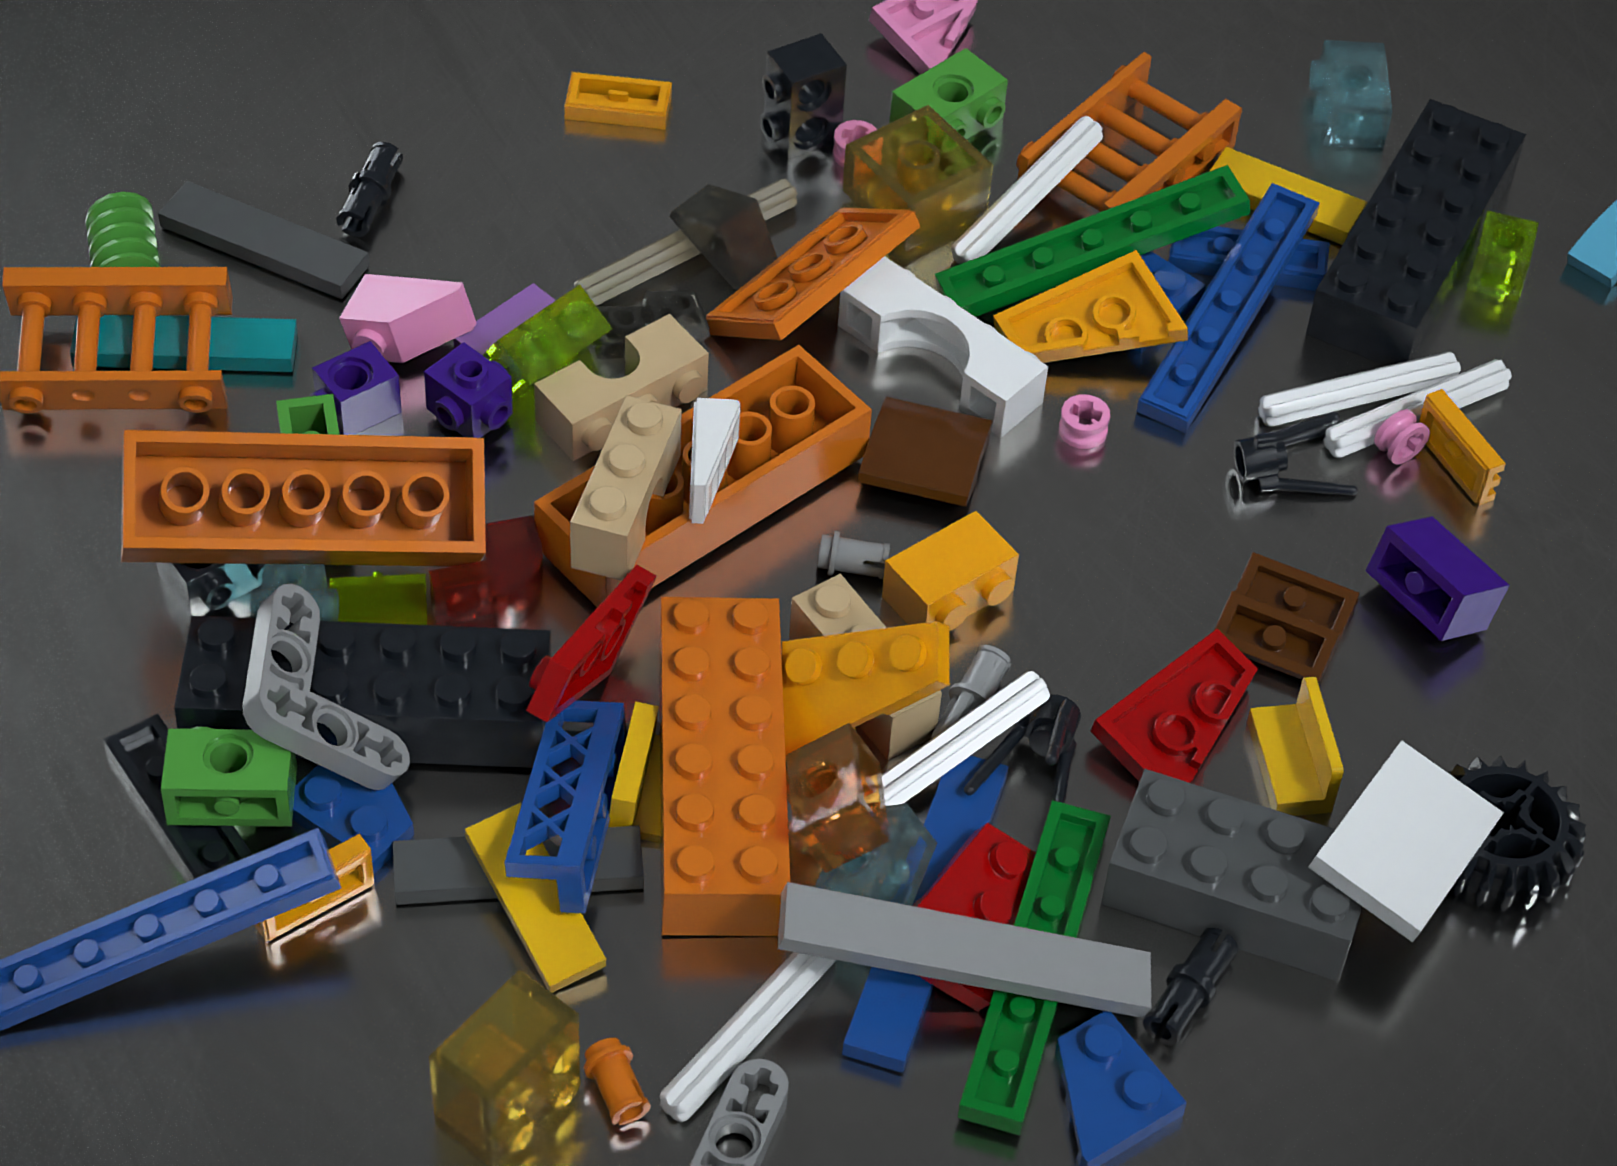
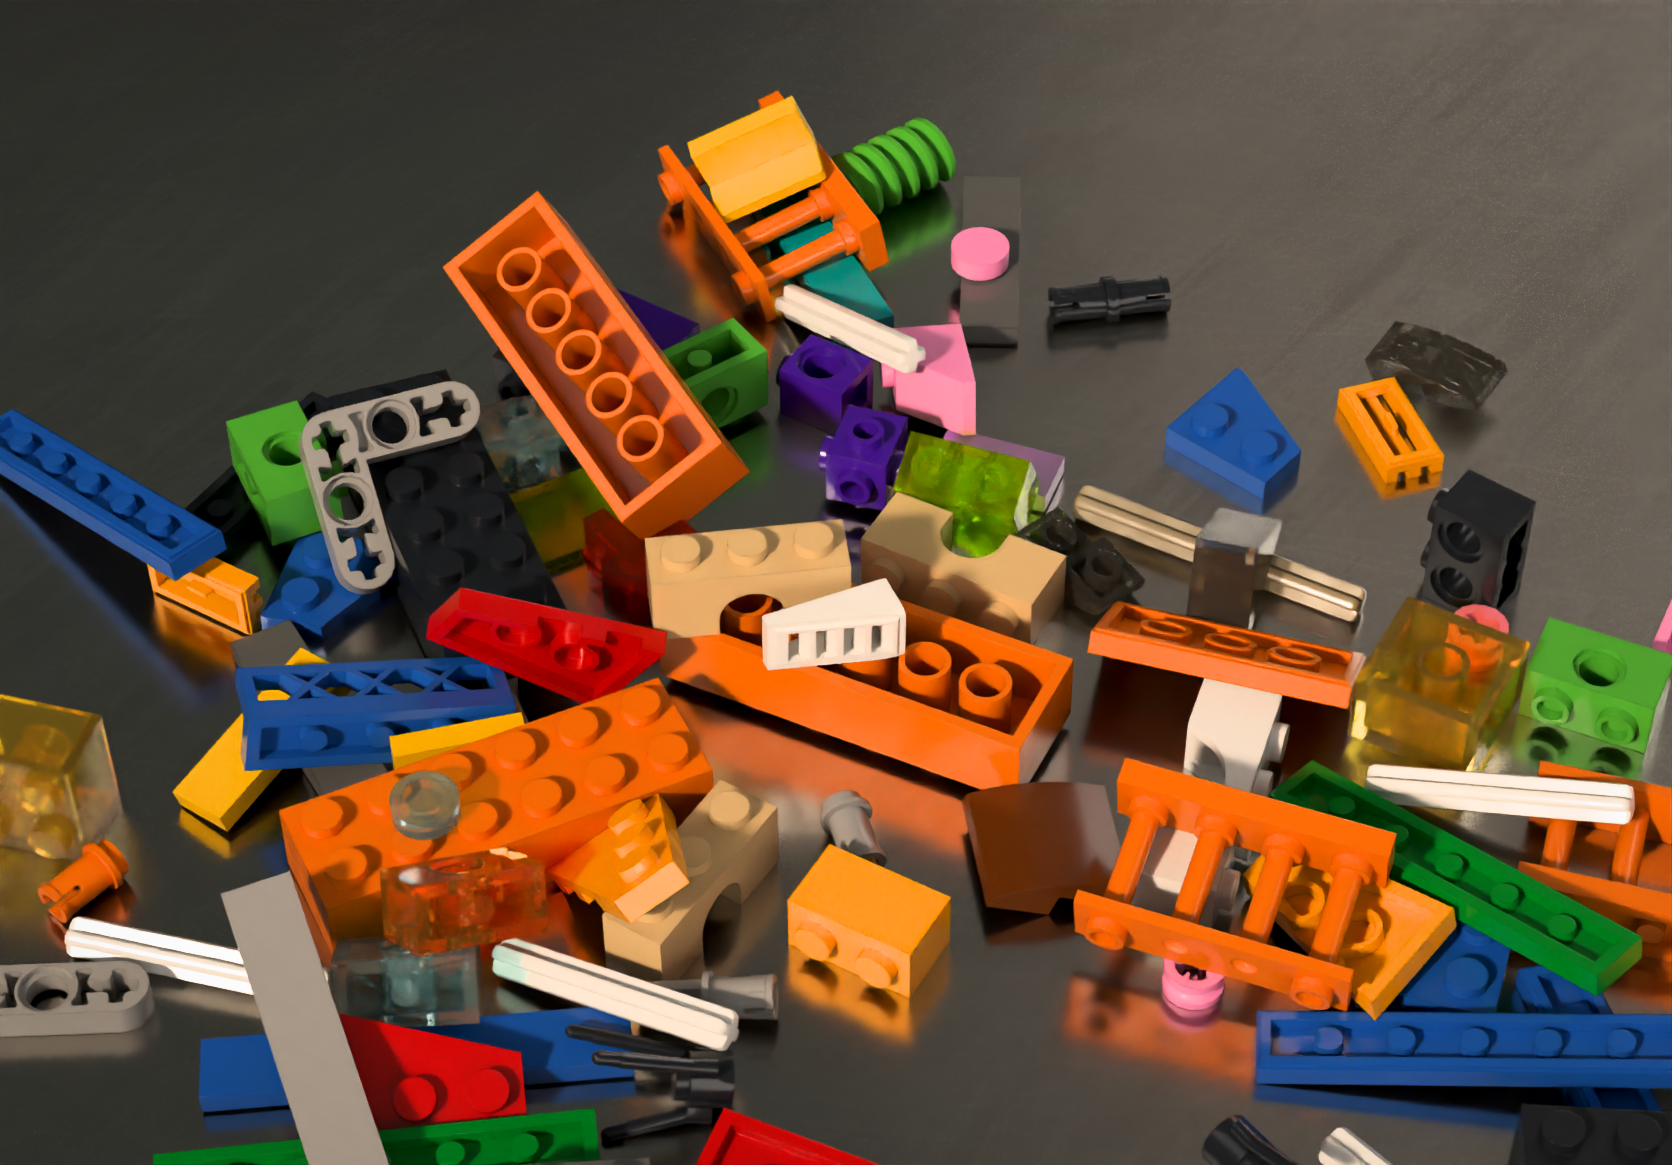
camera: 70 degrees right, 5 degrees down
(93, 313) = (758, 159): none -> yellow panel
(273, 236) = (980, 253): none -> bright pink tile
(321, 342) = (850, 329): none -> white axle
(569, 182) = (1236, 437): none -> blue wing
(575, 43) = (1444, 366): none -> clear smoke slope
(734, 783) = (425, 805): none -> clear light blue tile
(1043, 300) = (1223, 818): none -> orange fence

